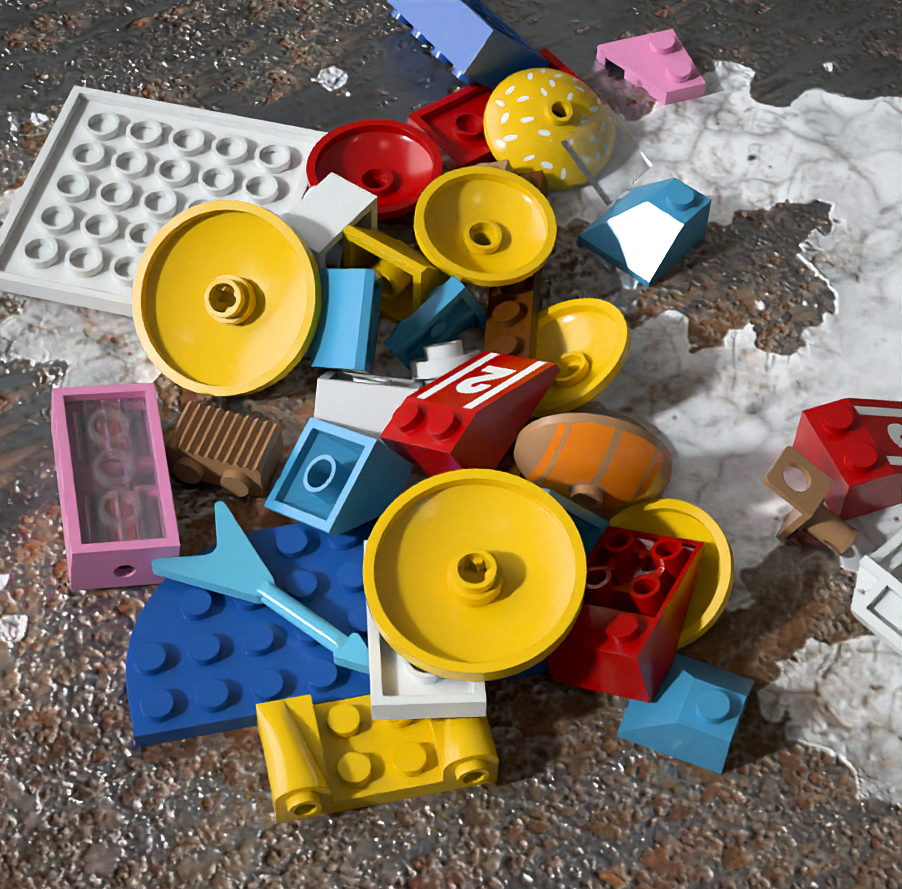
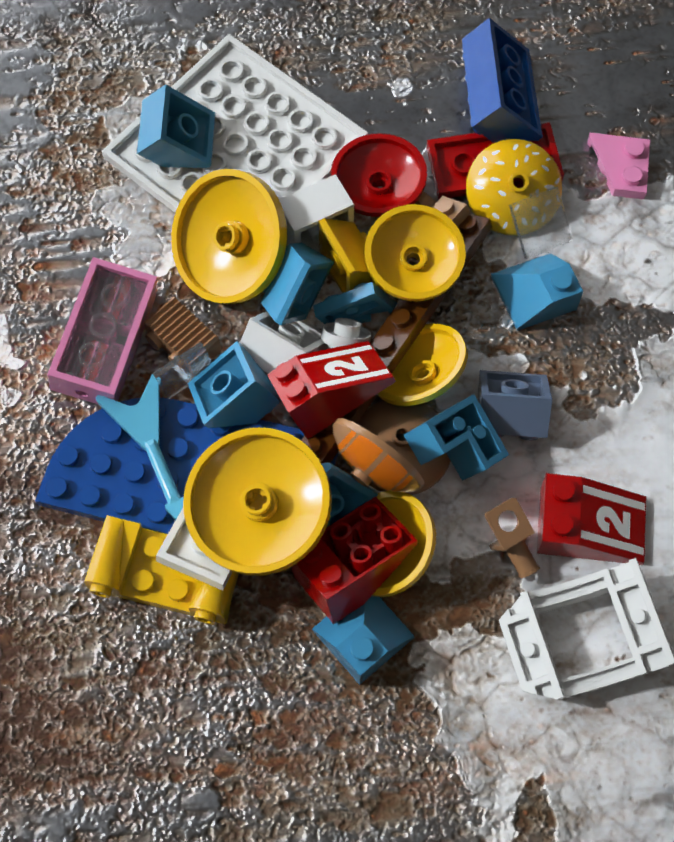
camera: 30 degrees right, 15 degrees up
(73, 208) = (175, 130): none -> dark azure slope
(256, 479) = (182, 369): none -> clear piece
(680, 412) = (463, 434): none -> dark azure brick
(705, 363) = (516, 403): none -> sand blue slope

